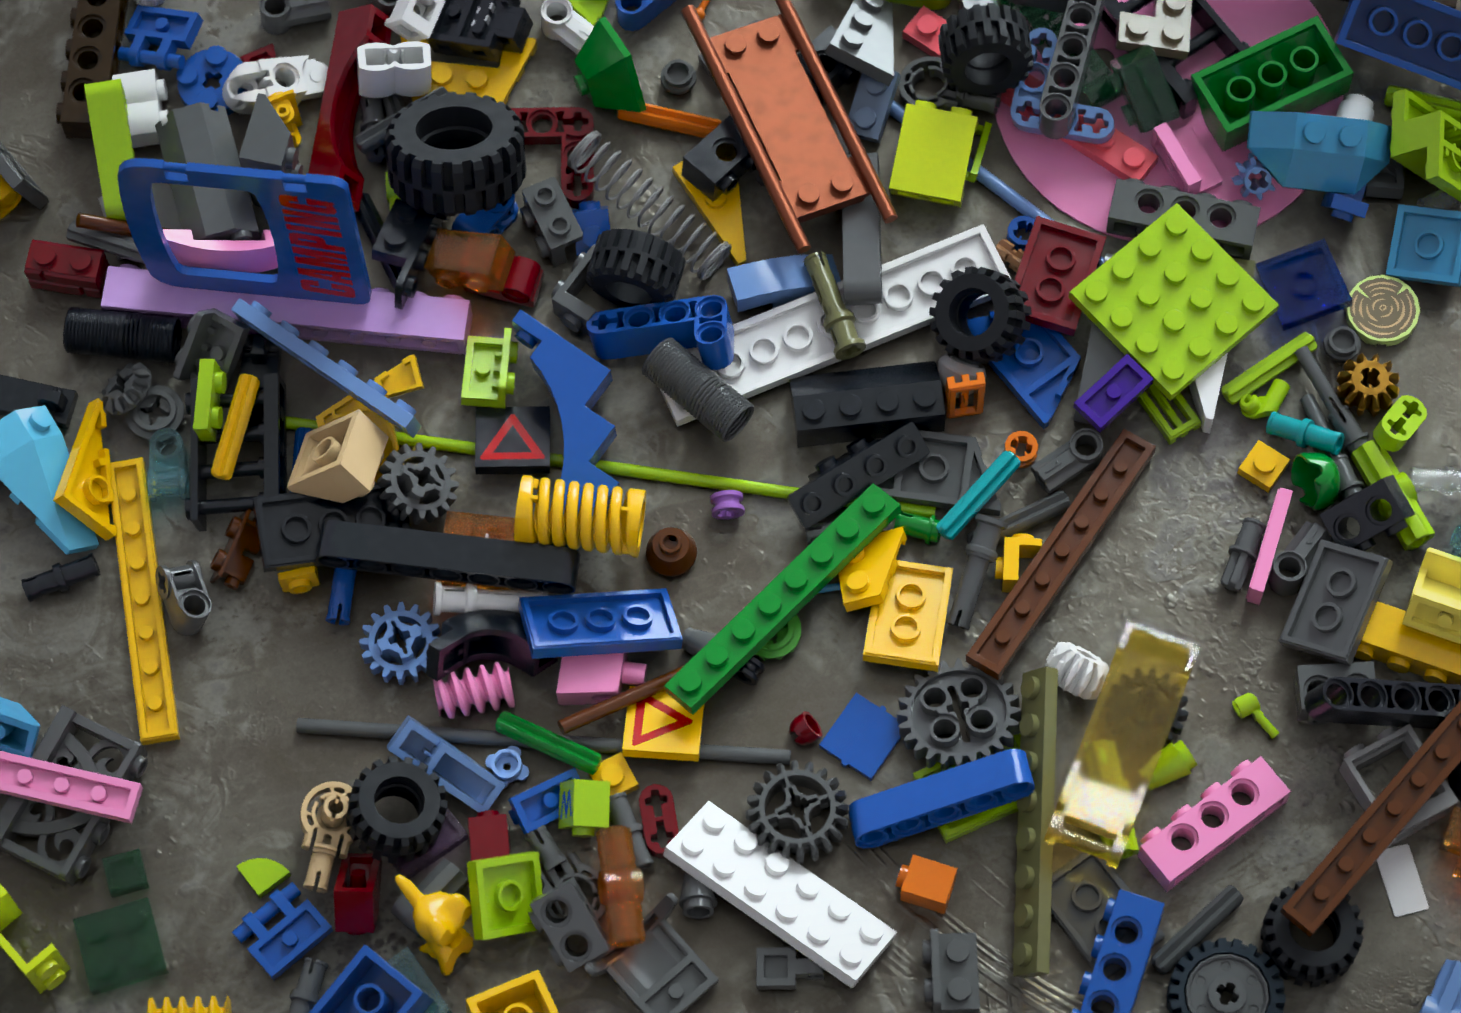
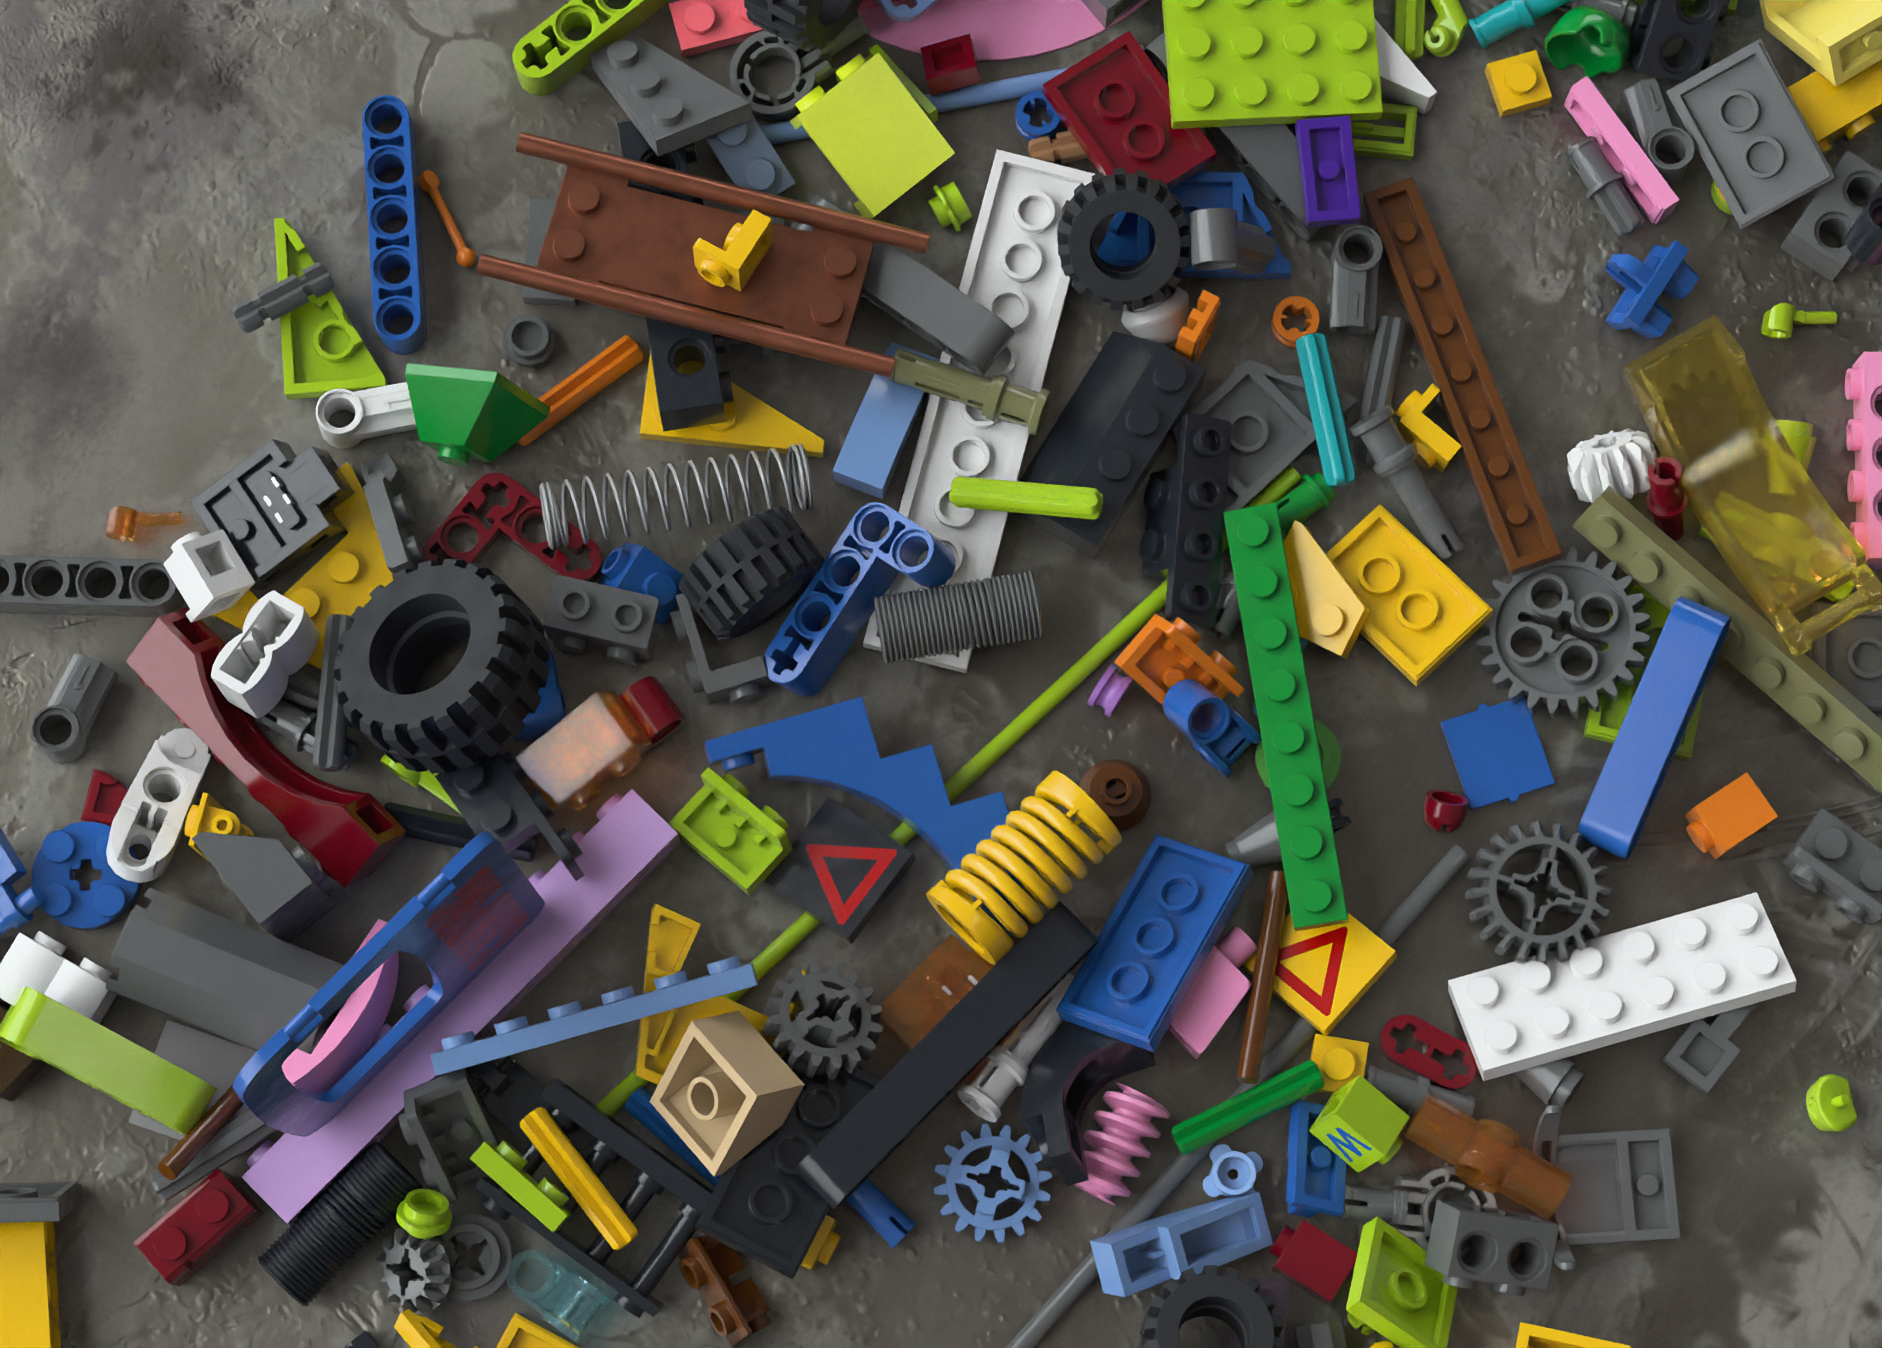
camera: 55 degrees left, 10 degrees up
(157, 366) = (424, 1213): none -> lime plate
(523, 77) = (391, 514): none -> dark grey hinge
(747, 573) = (1214, 730): none -> blue piece
(763, 527) = (1170, 653): none -> orange bracket
(793, 374) = (1026, 497): none -> lime axle
(801, 127) = (740, 254): none -> yellow bracket
(932, 226) = (949, 206): none -> lime plate
(1011, 167) = (950, 64): none -> dark red plate
(1020, 364) = (1226, 243): none -> dark grey piece
(1080, 711) = (1666, 496): none -> dark red axle
(1220, 620) = (1644, 283): none -> blue hips

